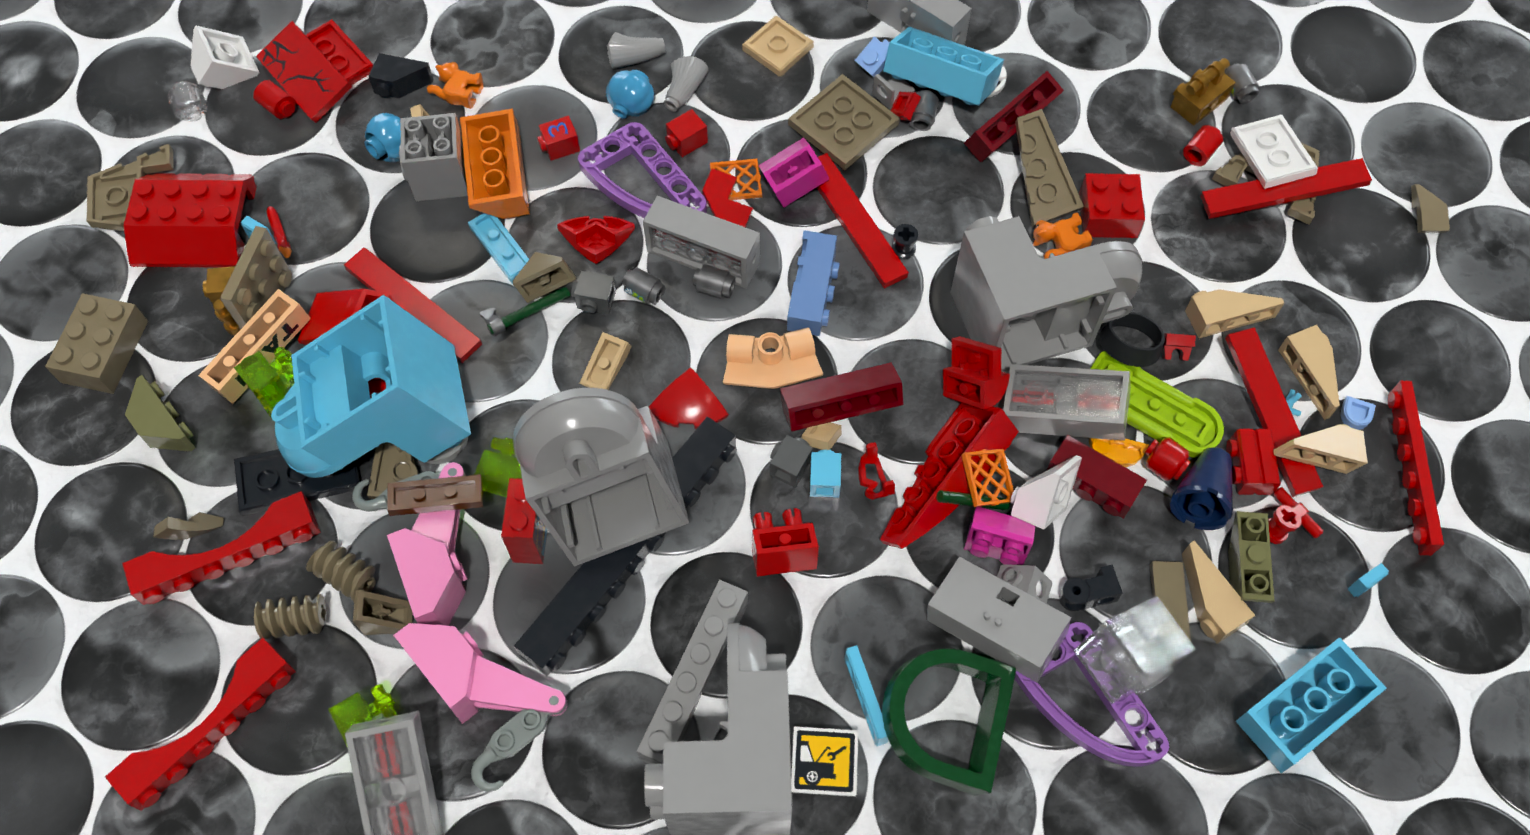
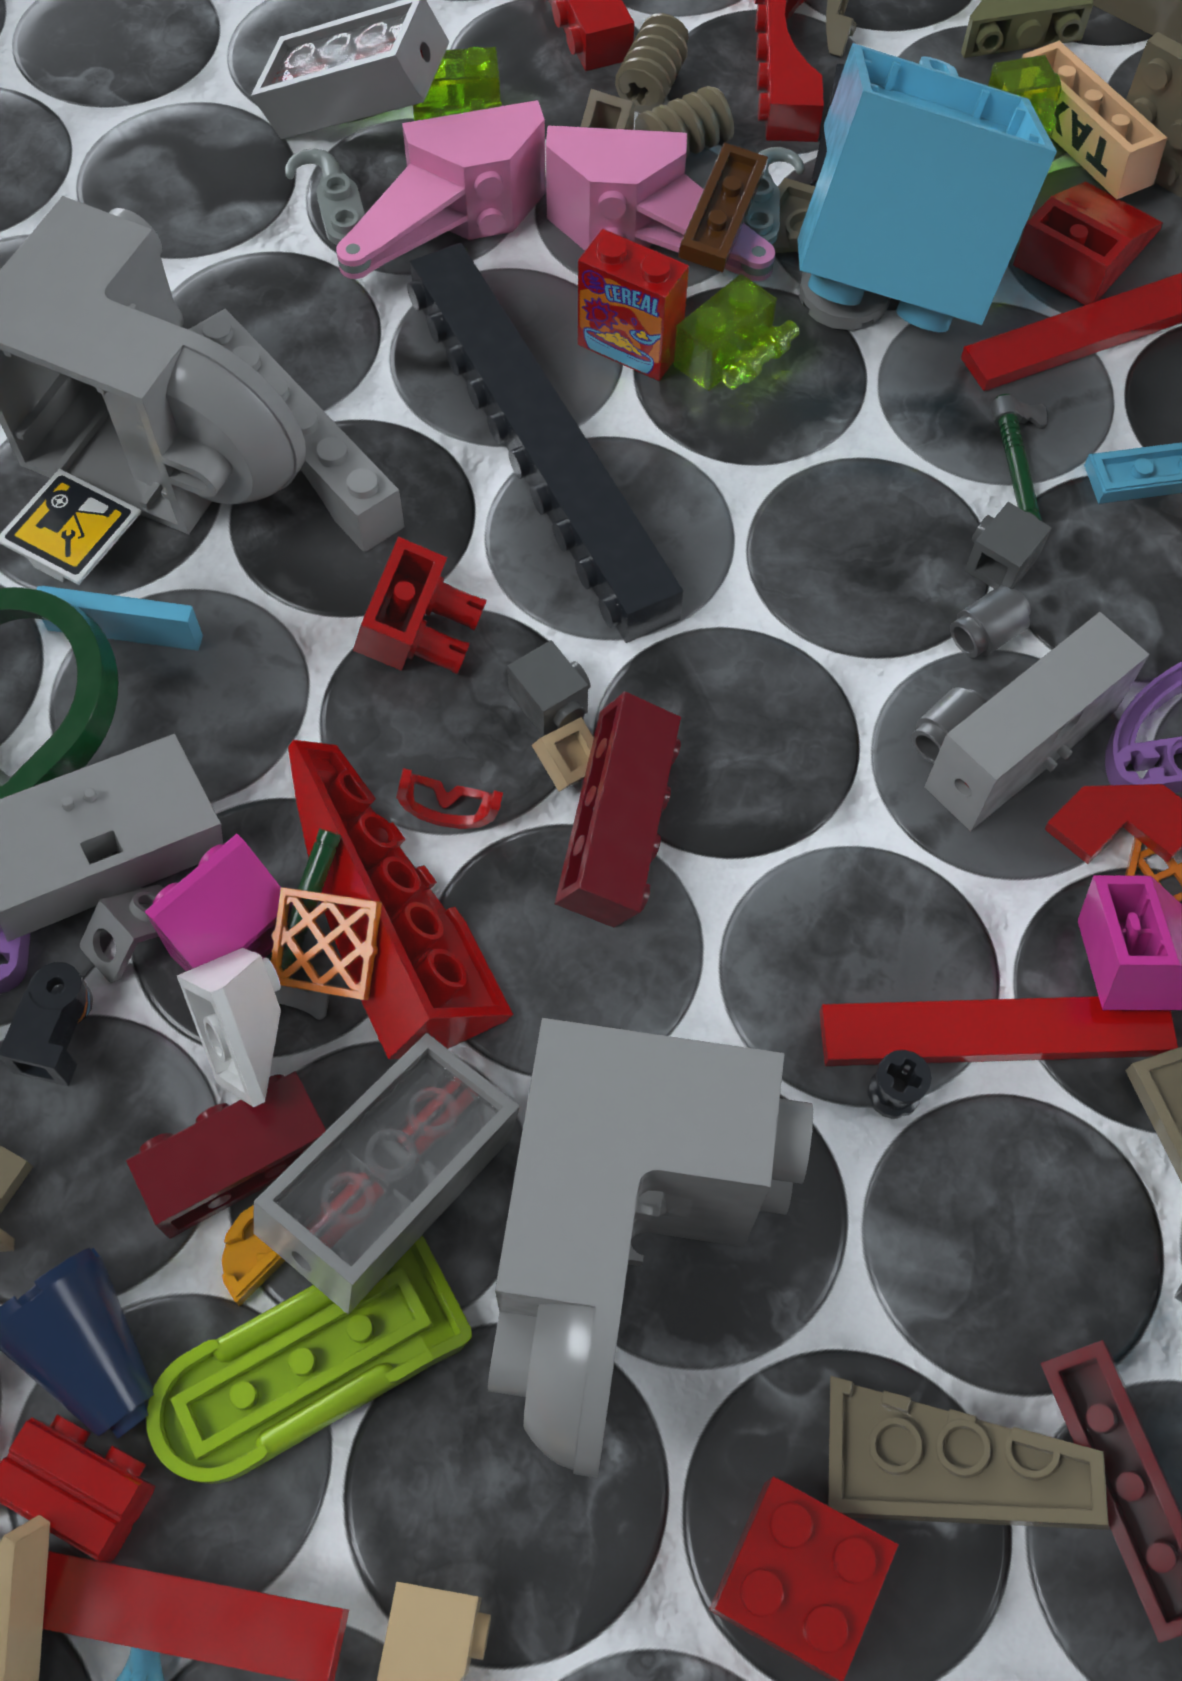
camera: 115 degrees right, 0 degrees up
(542, 275) = (1072, 484): dark tan slope -> none
(596, 236) = (1133, 593): red brick -> none
(597, 472) = (619, 379): light grey piece -> none
(605, 362) = (871, 527): tan slope -> none
(687, 402) = (734, 600): red brick -> none
(754, 367) = (726, 767): light nougat panel -> none
(813, 283) = (866, 867): medium blue wedge -> none
(825, 474) = (496, 726): medium azure brick -> none
(975, 374) = (504, 1030): red brick -> none
(1064, 235) = (769, 1420): orange animal -> none
(1130, 354) = (400, 1379): black tyre -> none
(1167, 459) = (179, 1307): red head -> none
(1178, 341) = (407, 1508): red tile -> none

